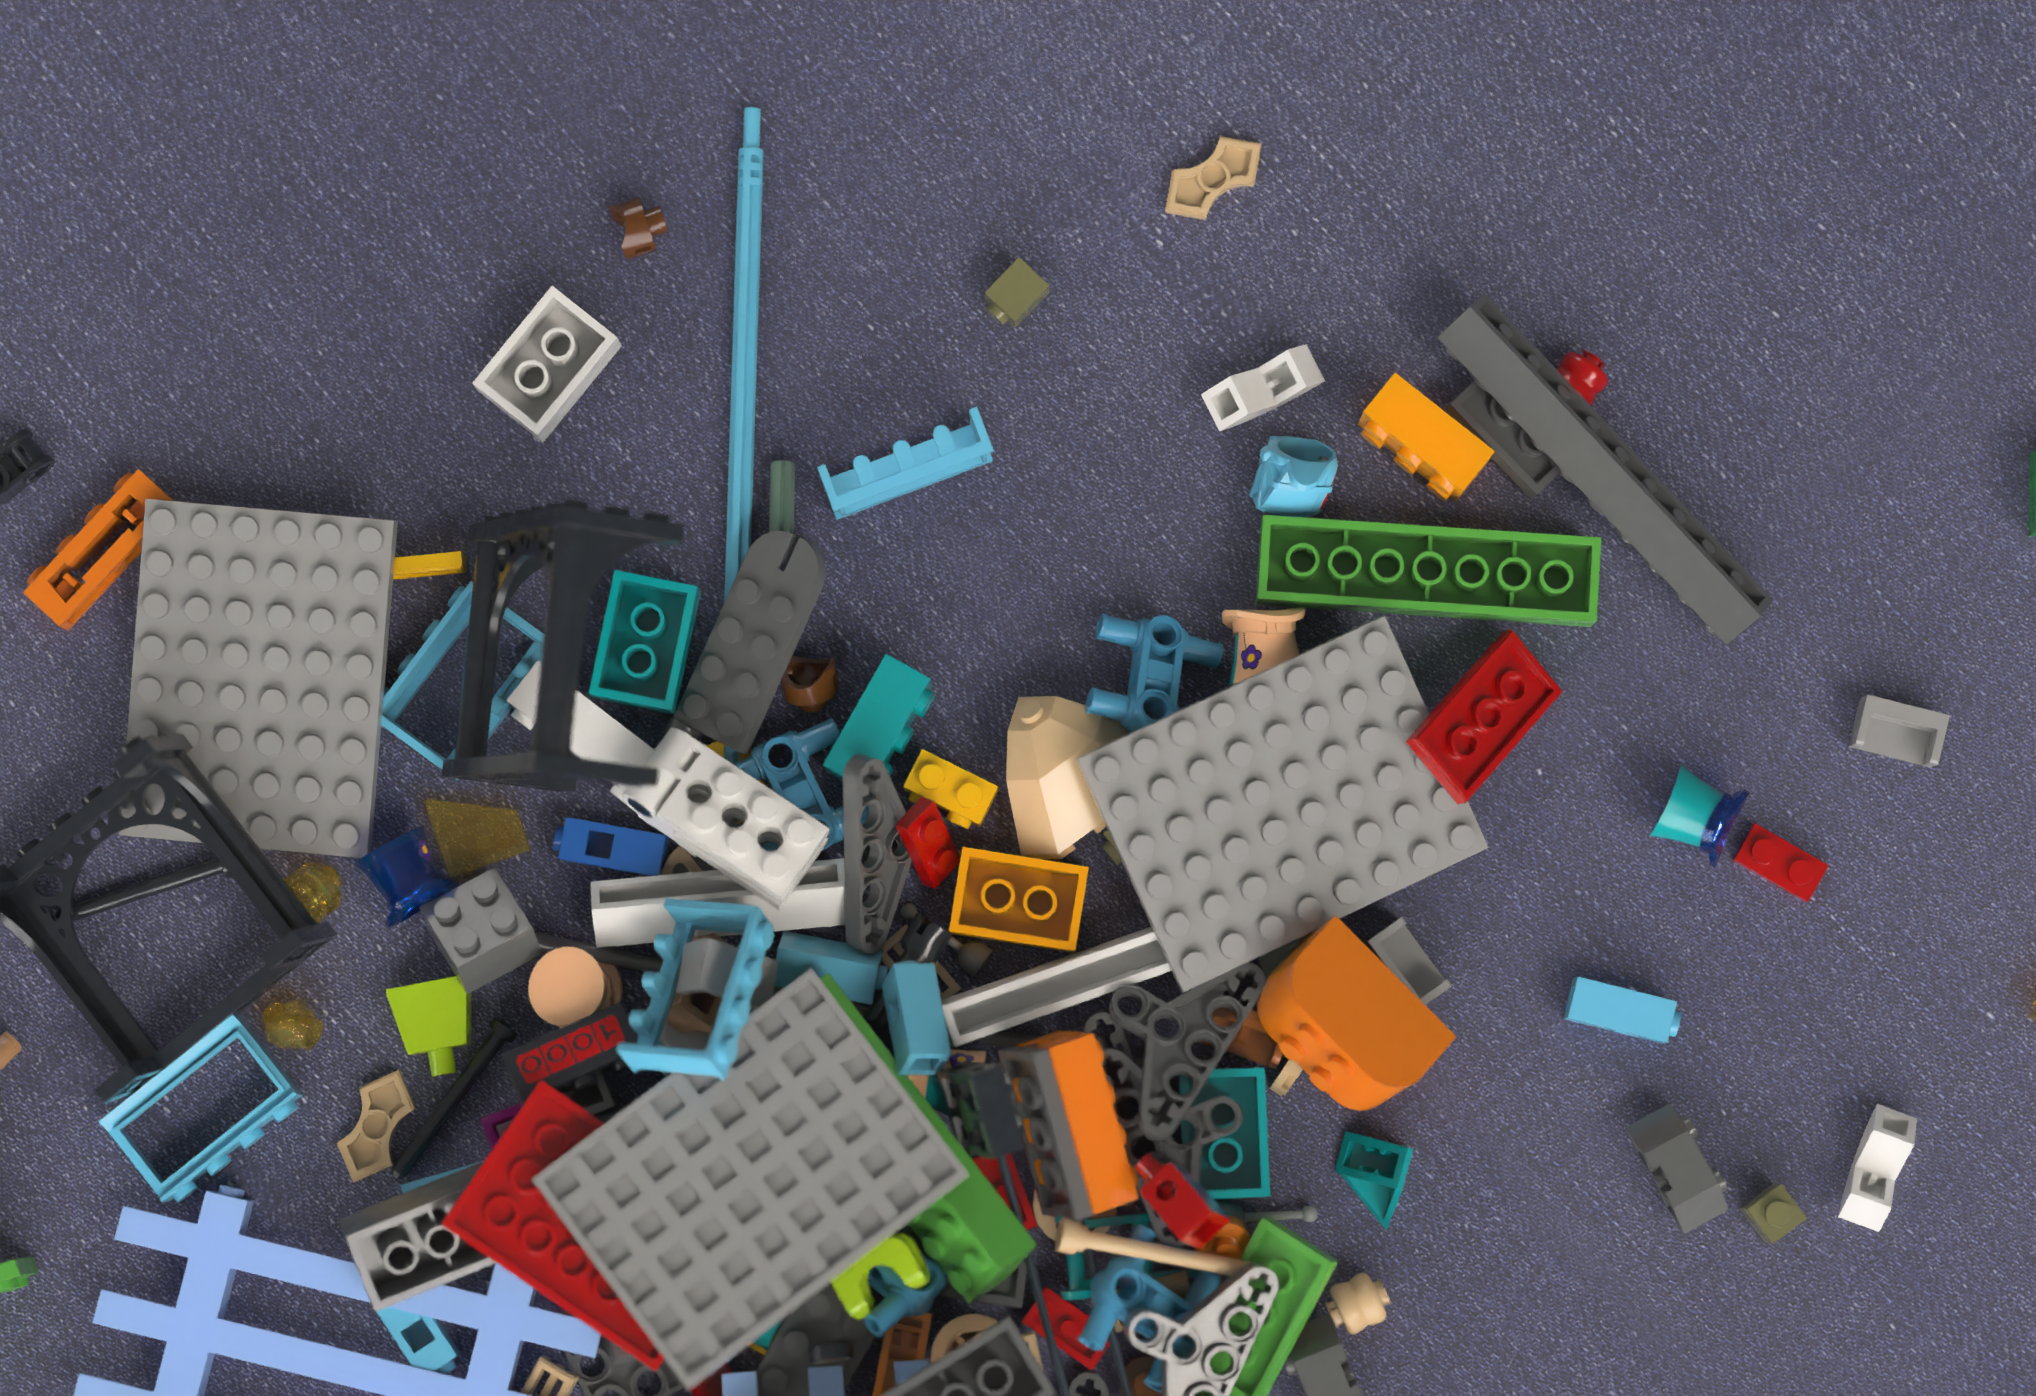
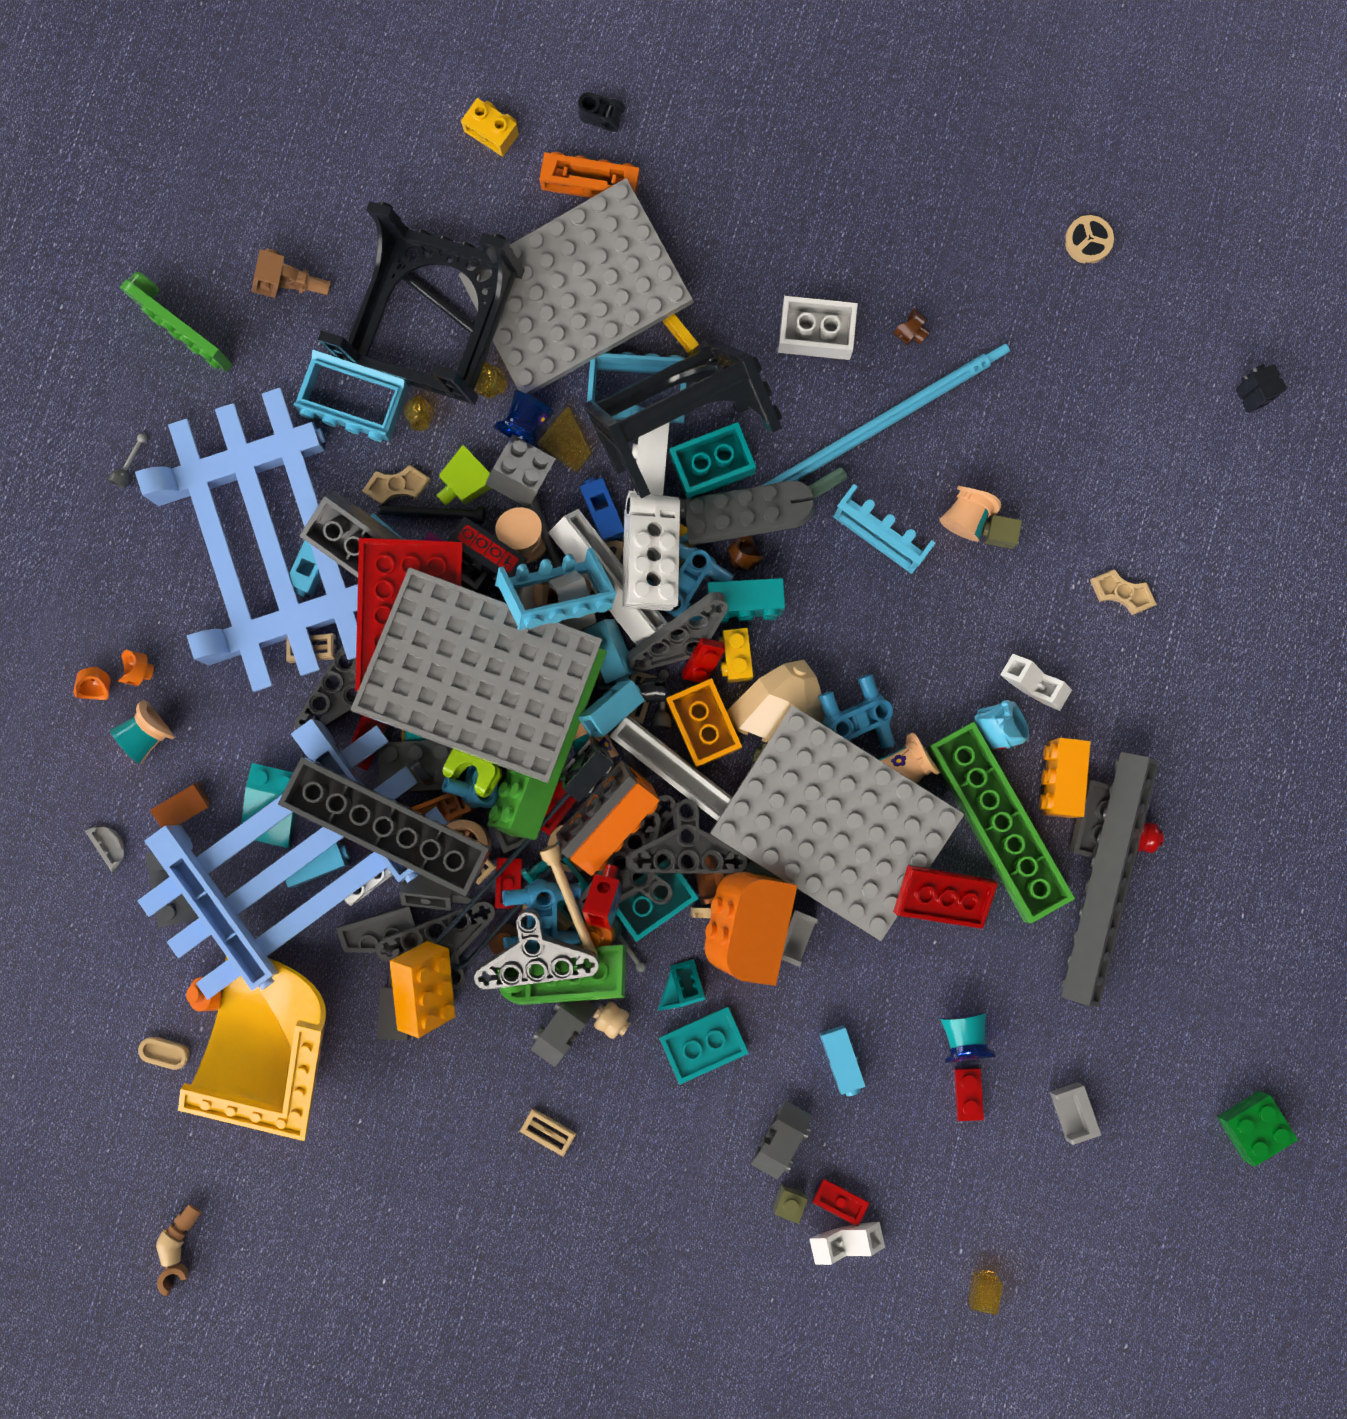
camera: 55 degrees right, 0 degrees up
(960, 322) = (970, 513): none -> light nougat hat
(1476, 1194) = (703, 1045): none -> teal plate
(1815, 1141) = (840, 1201): none -> red plate

